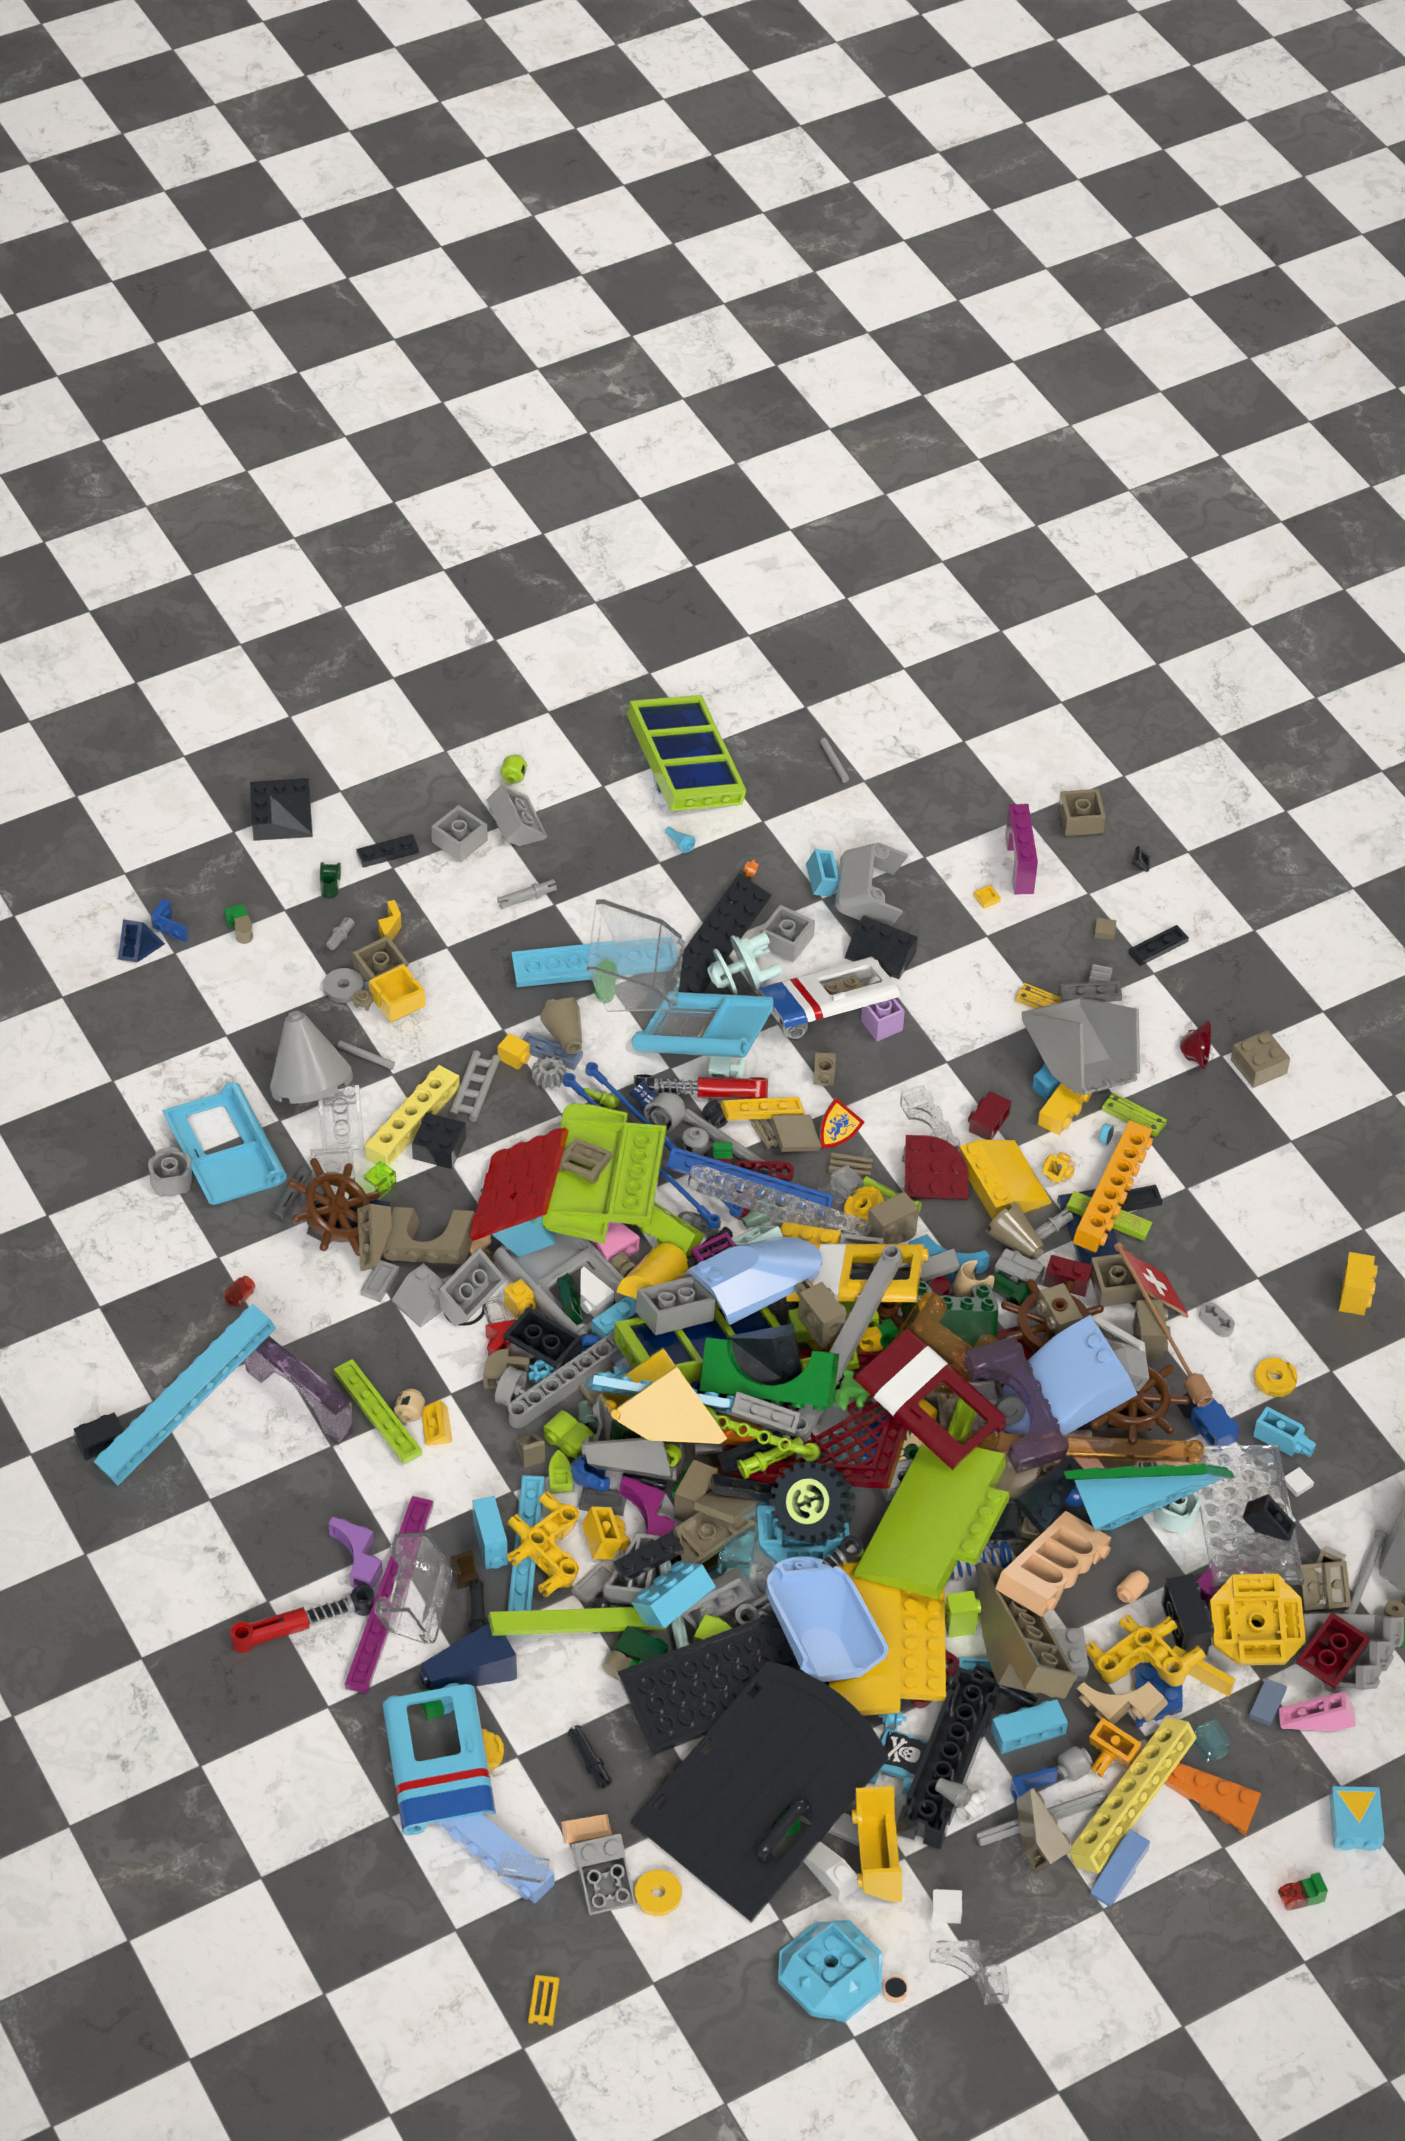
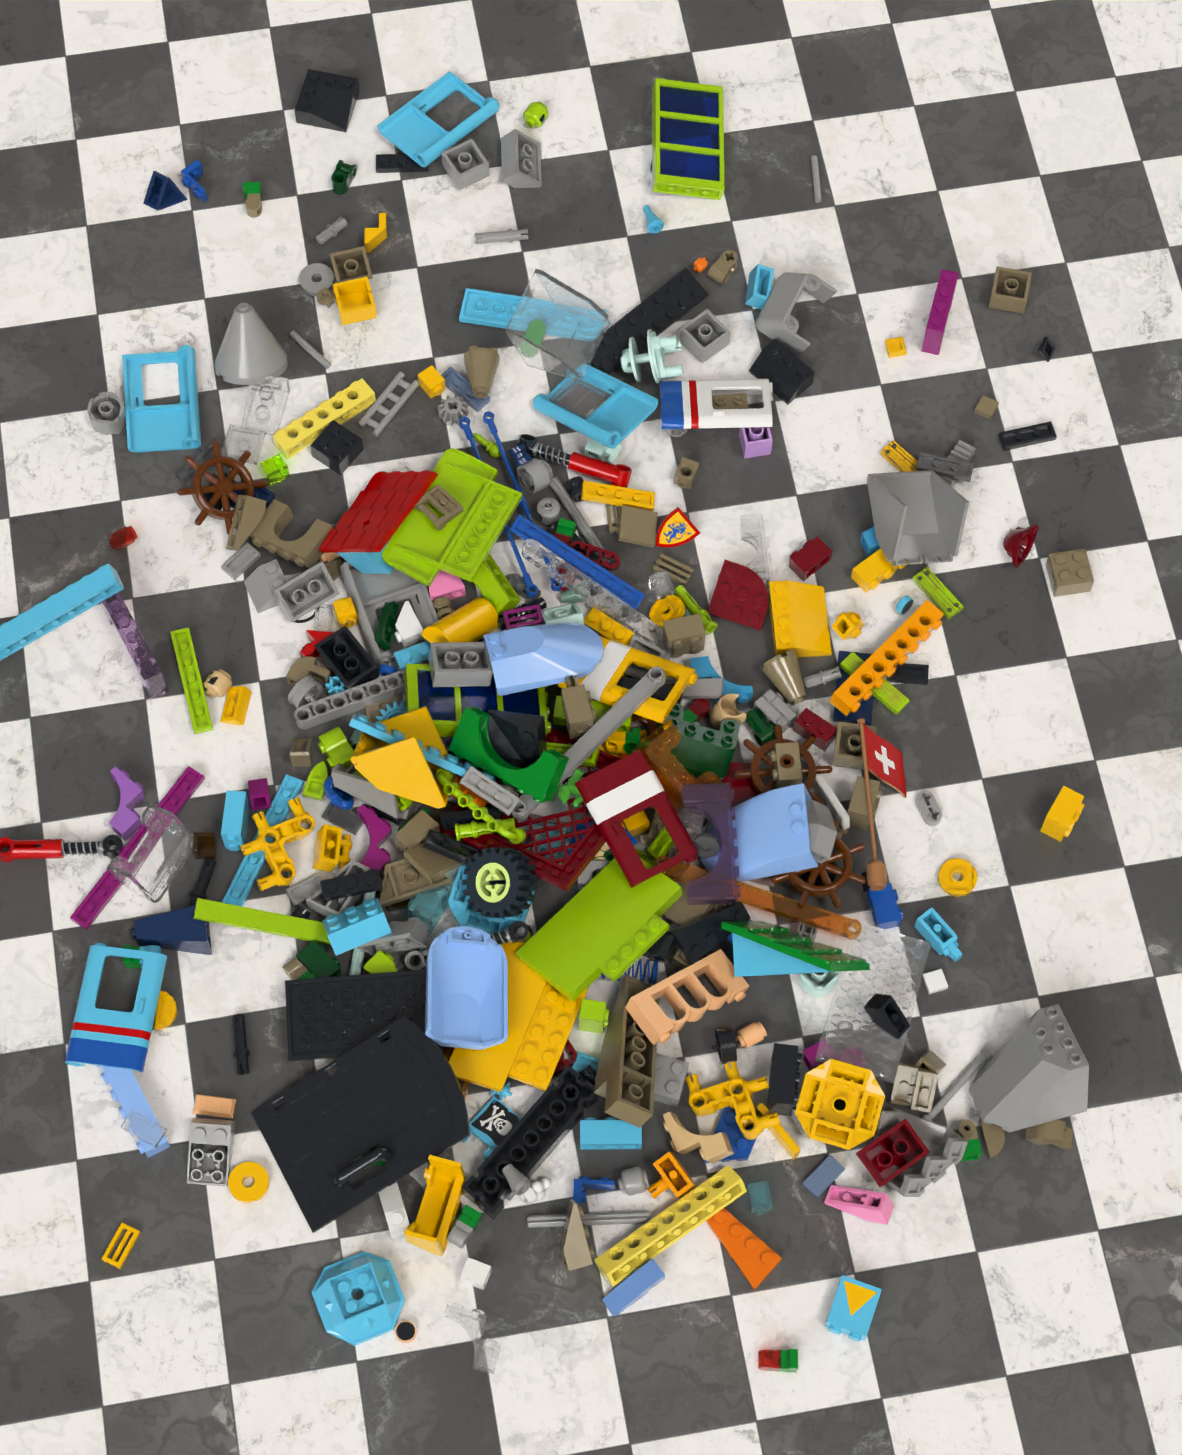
camera: 20 degrees right, 15 degrees up
(400, 819) = (421, 136): none -> medium azure piece
(506, 1500) = (259, 794): none -> magenta brick
(777, 864) = (724, 267): none -> dark tan piece
(914, 1862) = (465, 1226): none -> leg
(1112, 1601) = (725, 1044): none -> black wheel

